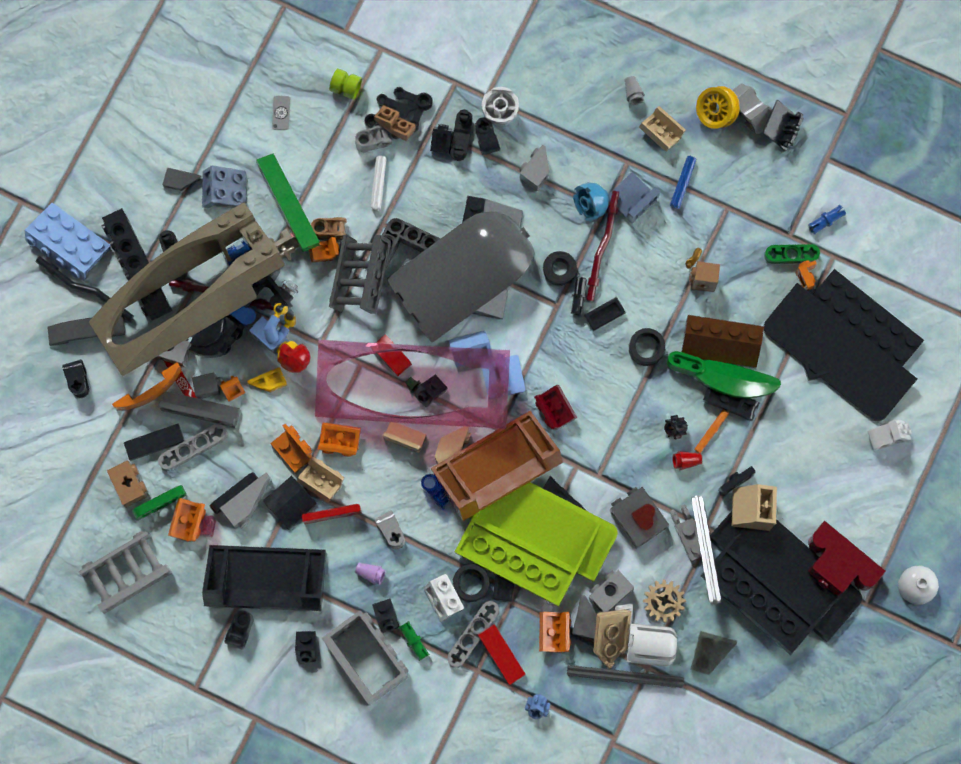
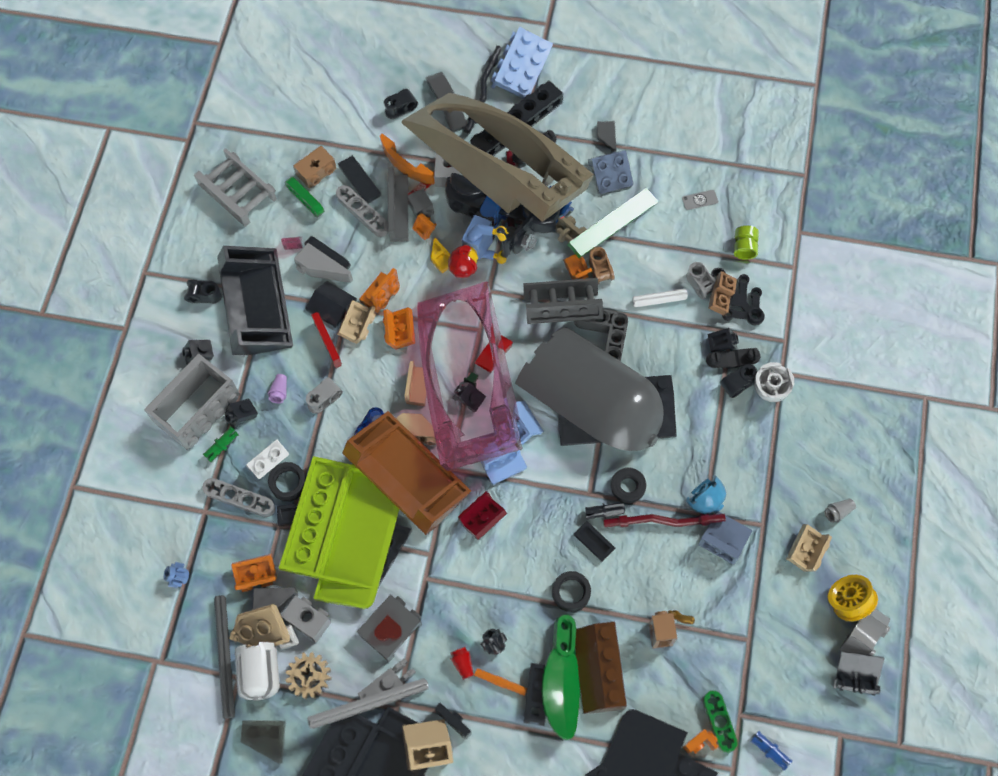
camera: 75 degrees right, 10 degrees down
(187, 520) = (292, 221): orange bracket -> none
(501, 654) = (222, 528): red tile -> none
(536, 170) = (723, 436): light grey slope -> none
(683, 182) = (760, 585): blue axle -> none

